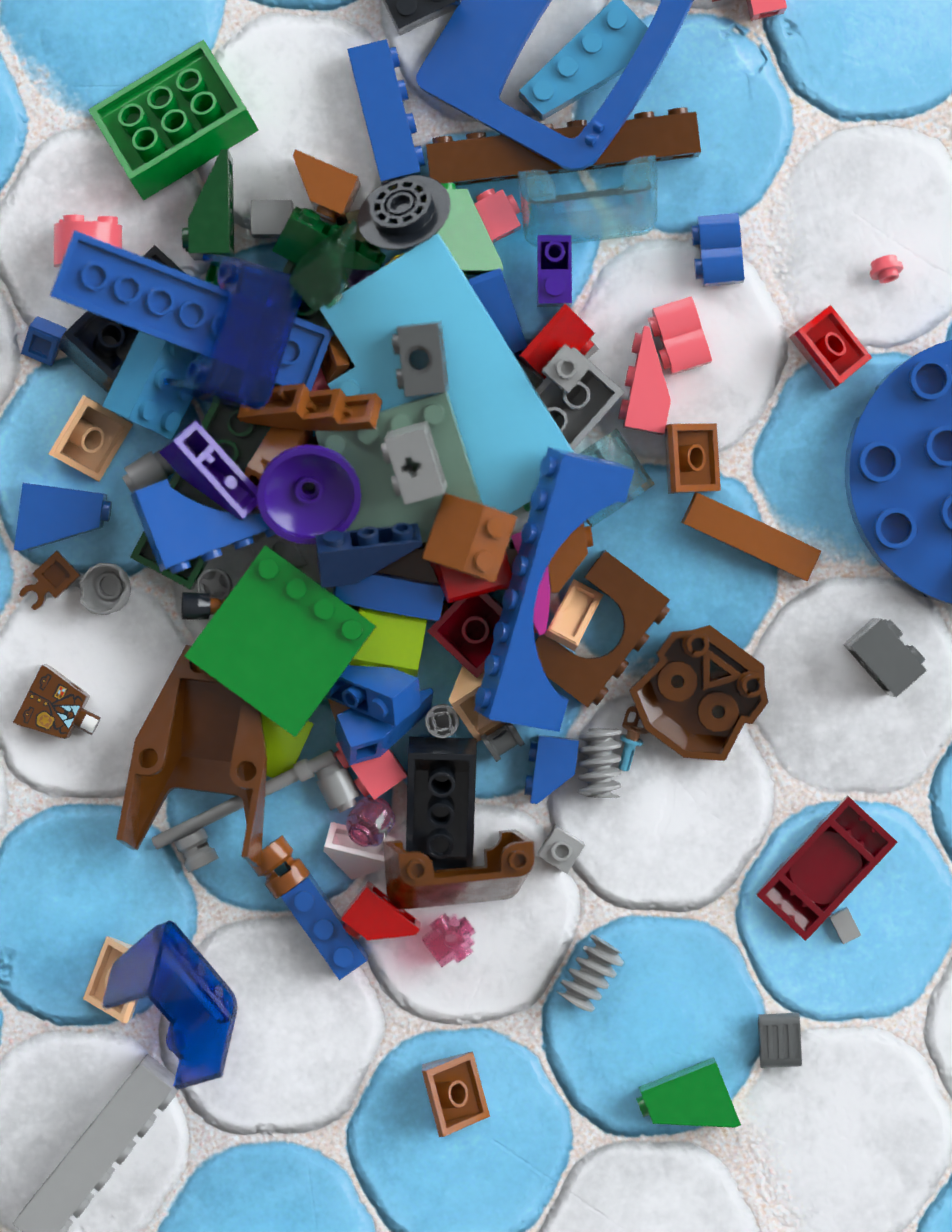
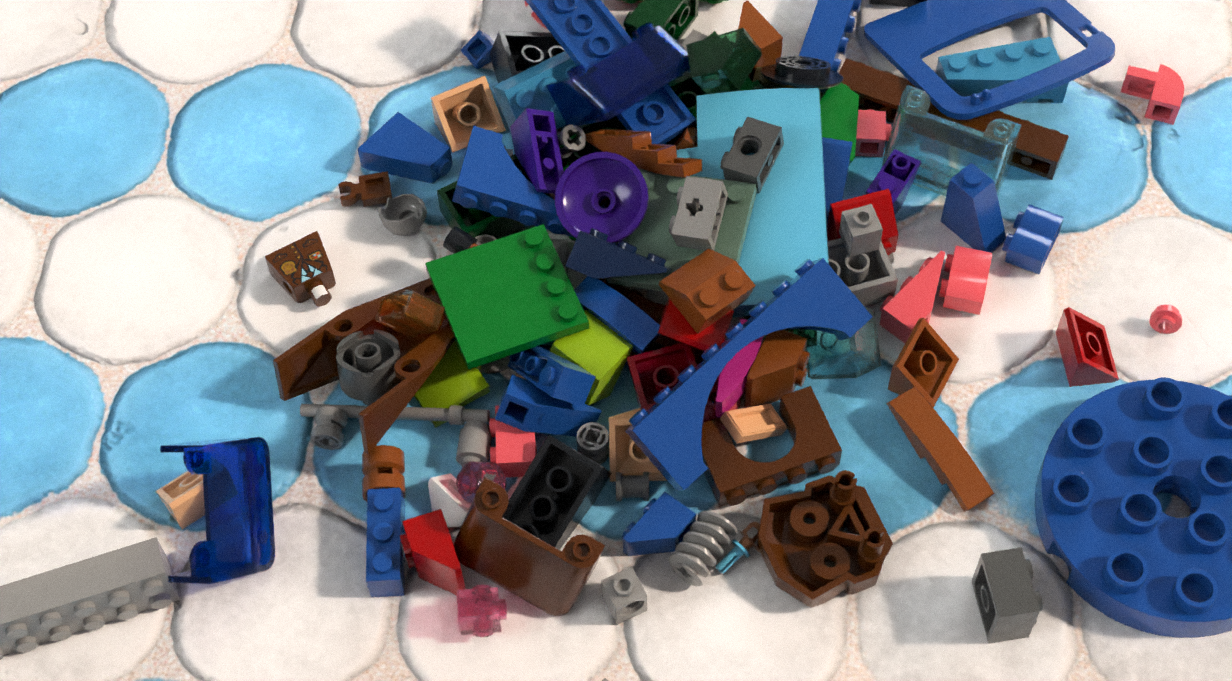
camera: 35 degrees right, 30 degrees down
(190, 764) = (367, 365): none -> dark grey brick
(204, 713) = (410, 313): none -> clear orange brick
(229, 436) = (571, 145): none -> dark grey bush
(654, 262) = (974, 210): none -> blue slope

